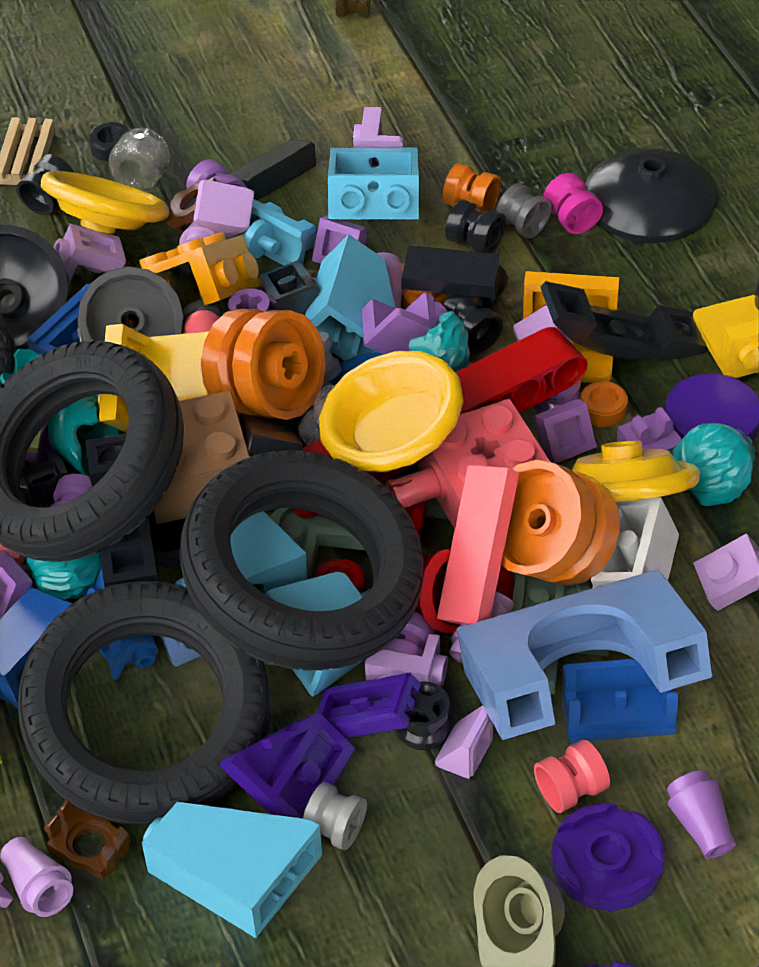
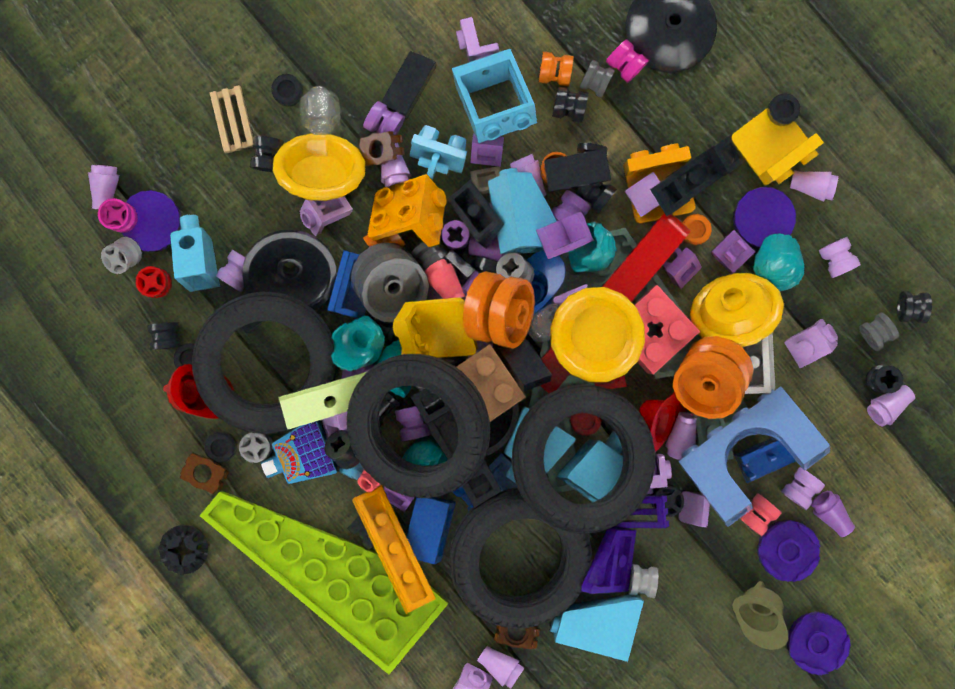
camera: 20 degrees left, 40 degrees up
(223, 207) = (407, 158): lavender slope -> none
(478, 544) = (676, 406): coral tile -> none
(659, 759) = (803, 488): none -> lavender wheel

